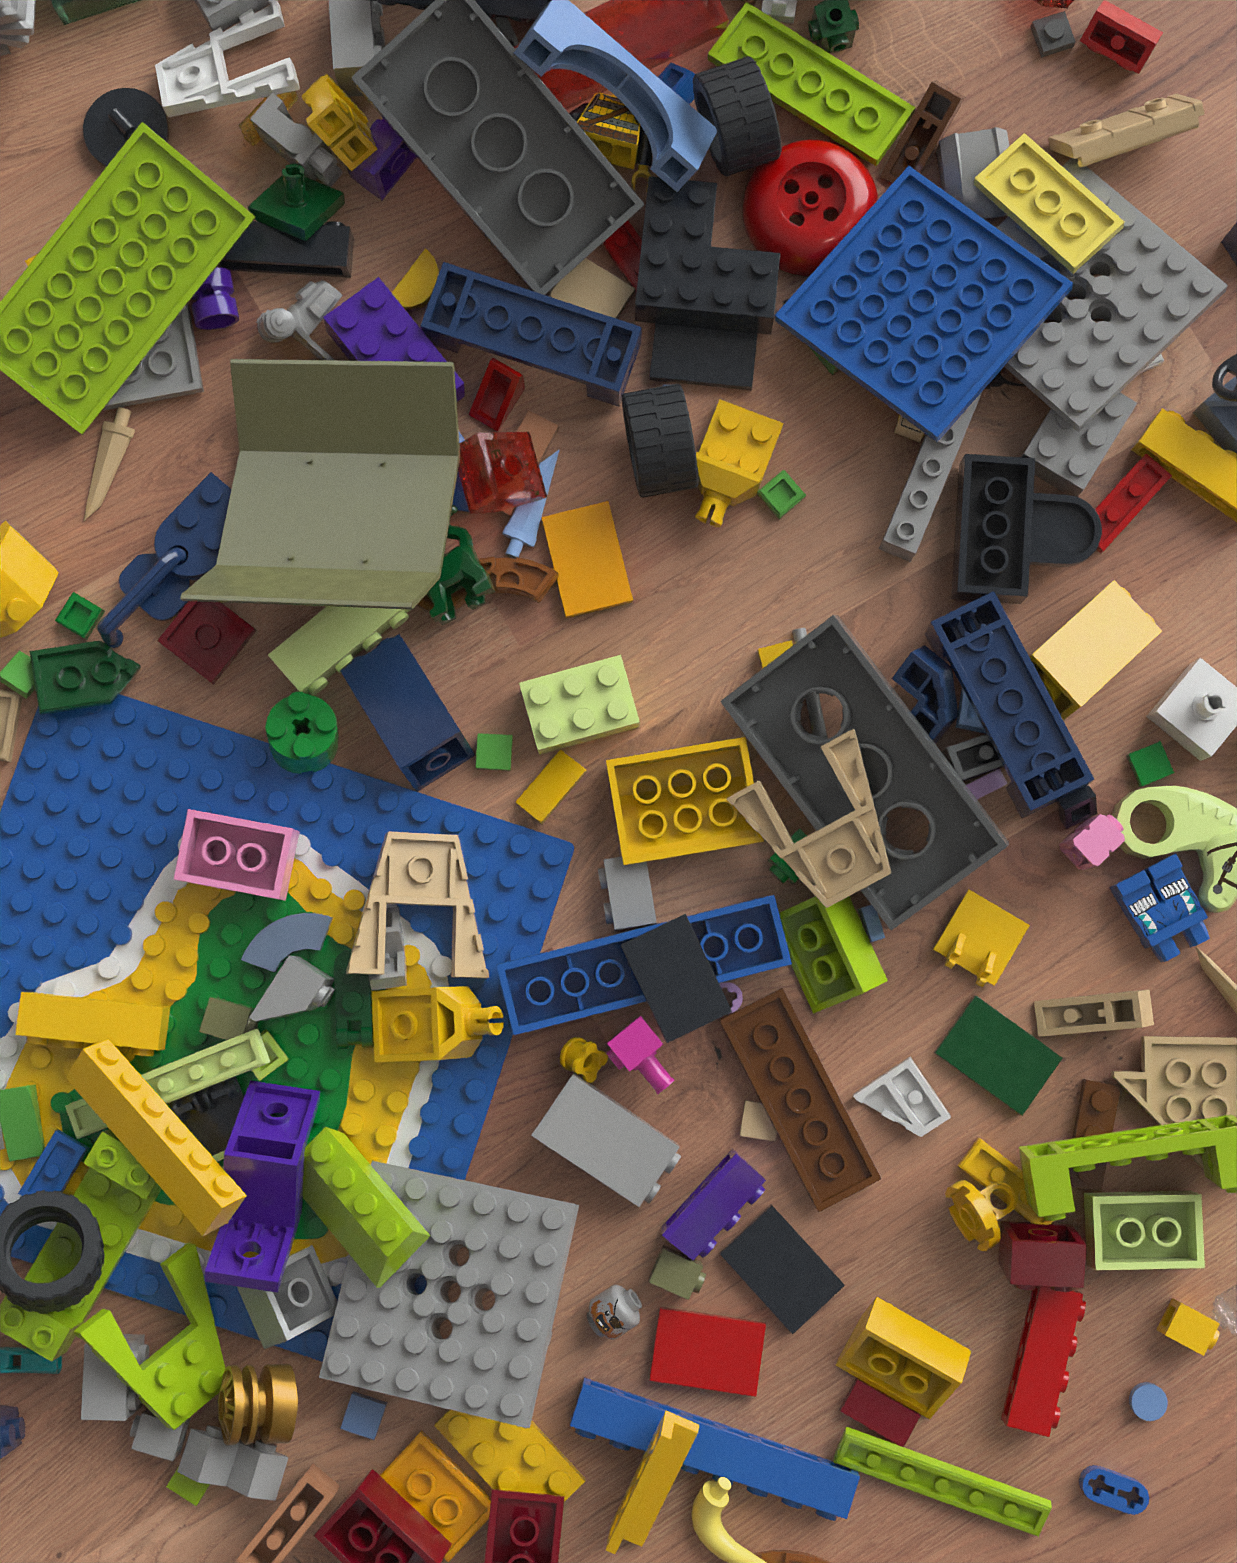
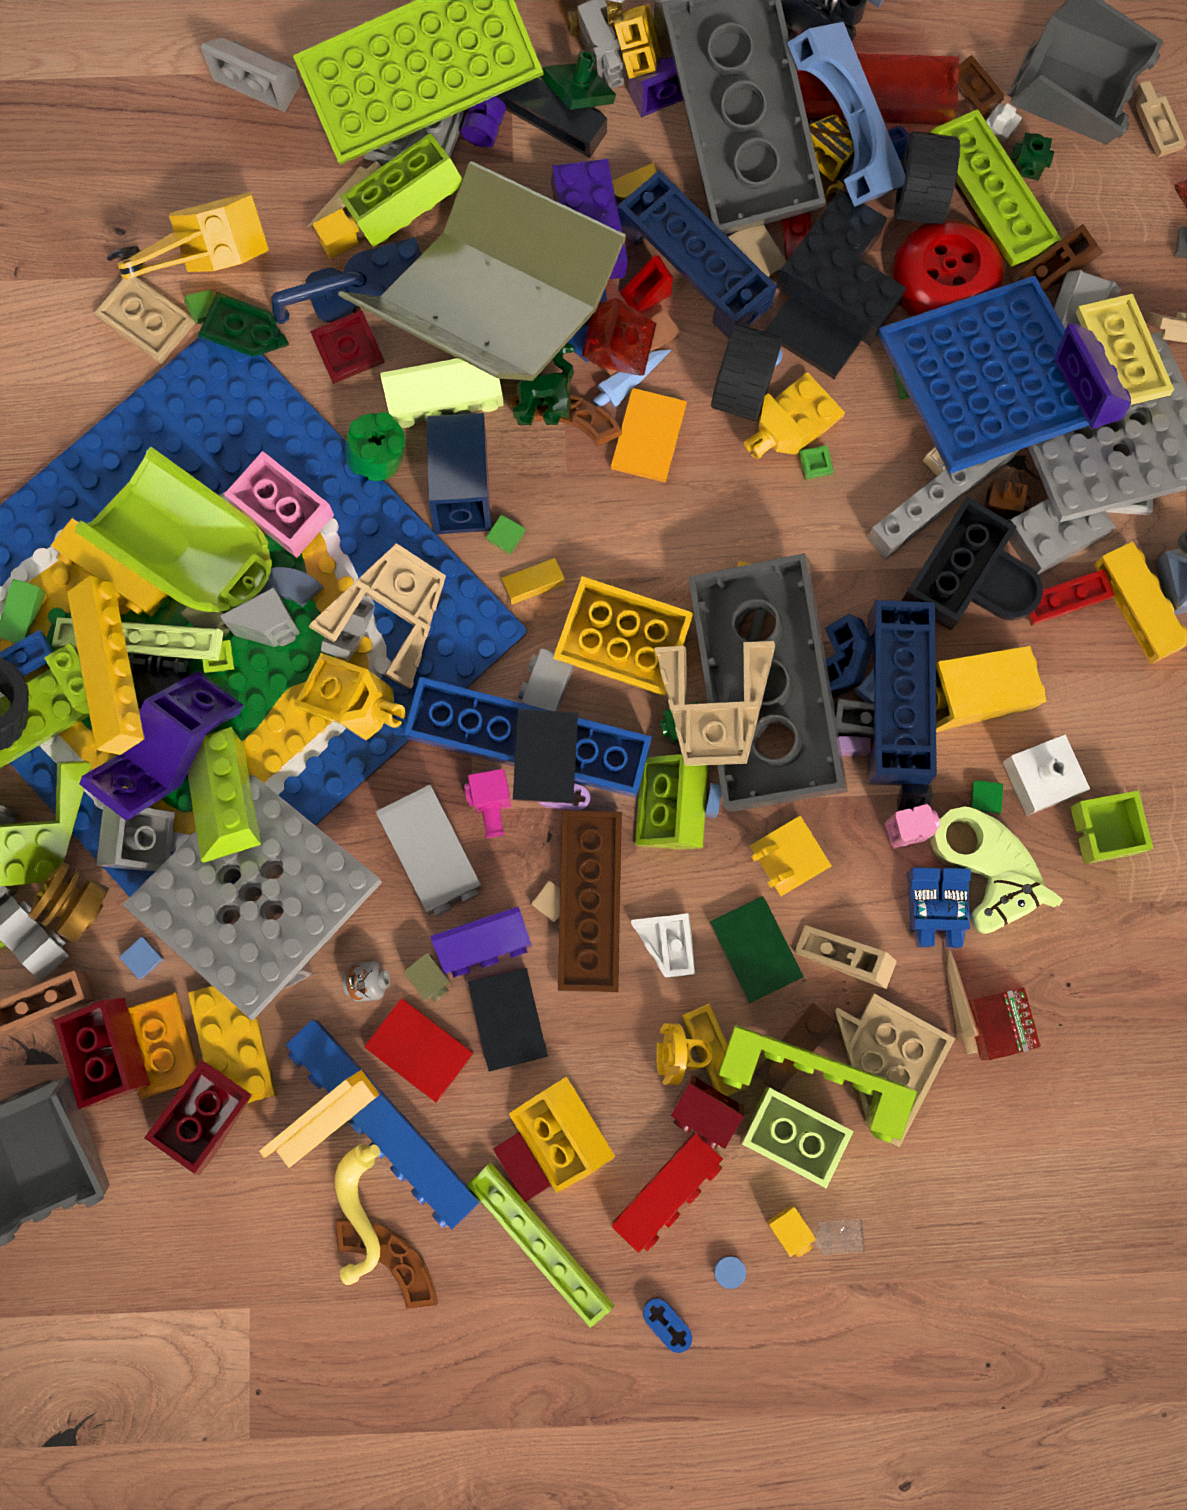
camera: 25 degrees right, 5 degrees down
(80, 615) = (264, 287): green tile -> none
(123, 513) = (336, 233): none -> yellow brick
(155, 951) = (182, 538): none -> lime windscreen
(168, 428) = (402, 190): none -> lime slope
(301, 318) = (536, 162): light grey piece -> none
(352, 1002) = (301, 655): dark green plate -> none
(579, 704) = (585, 531): yellowish green brick -> none
(582, 1058) = (446, 783): yellow brick -> none
(1005, 429) = (1007, 498): none -> reddish brown brick
(1034, 258) = (1091, 377): none -> dark purple slope

